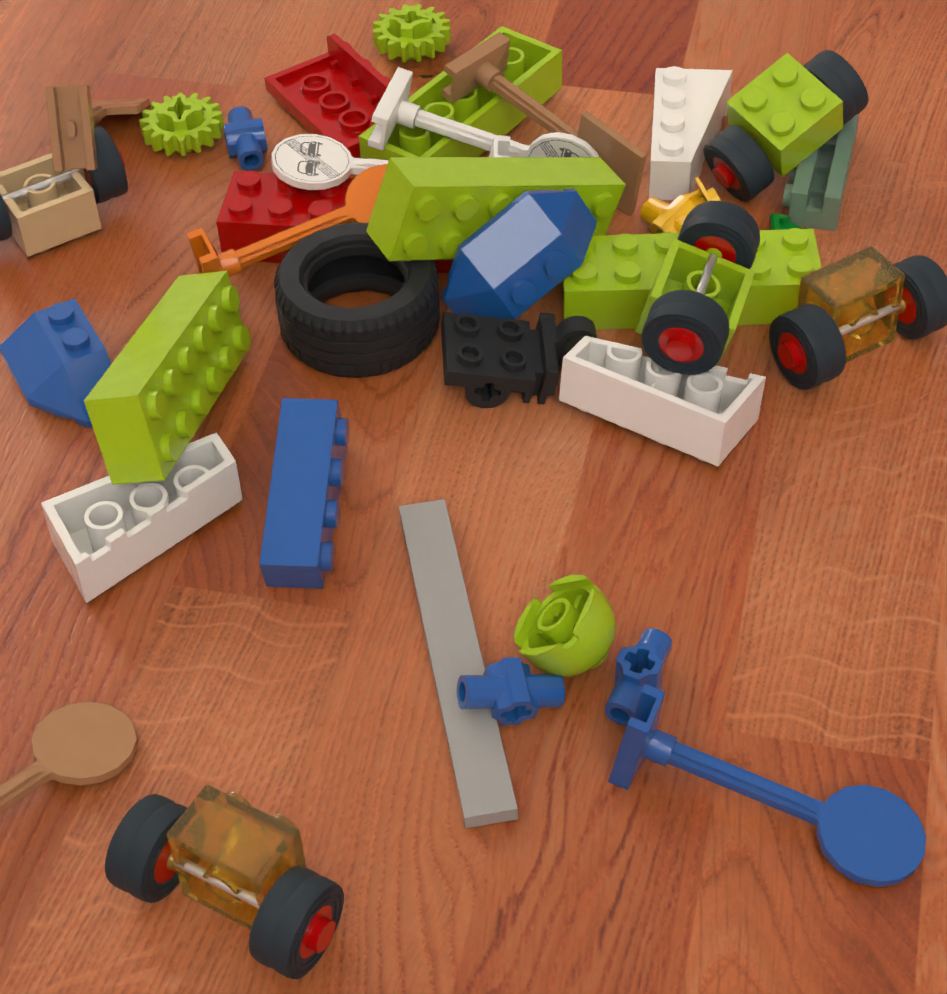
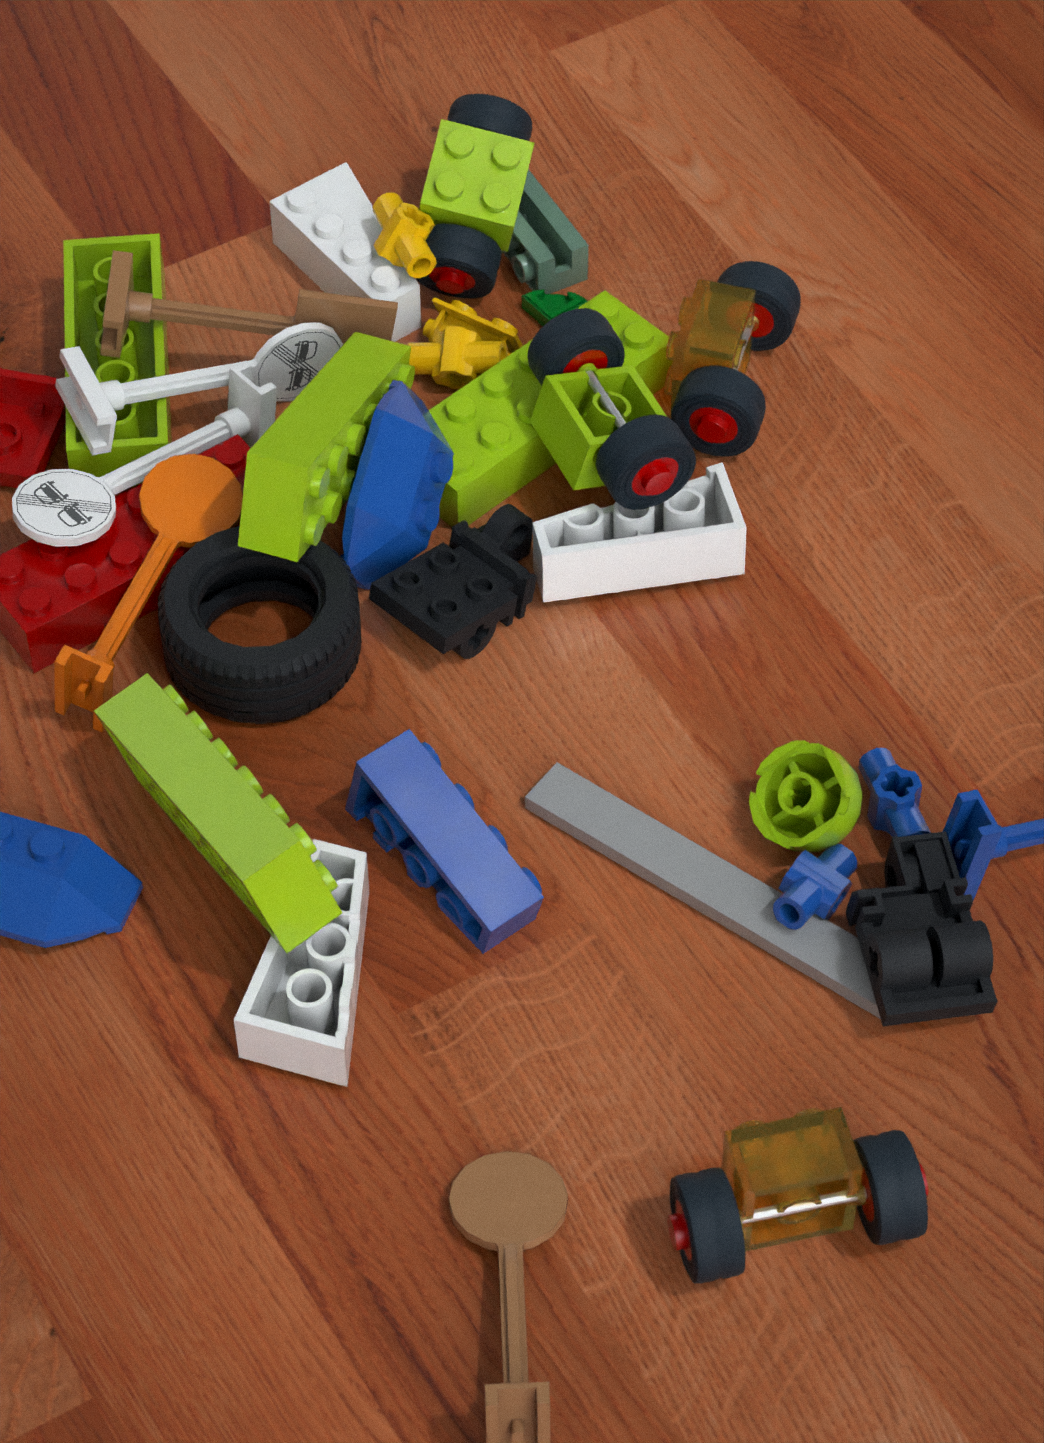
camera: 45 degrees left, 5 degrees up
(532, 776) = (920, 936): none -> black plate
(704, 121) = (404, 235): none -> yellow axle

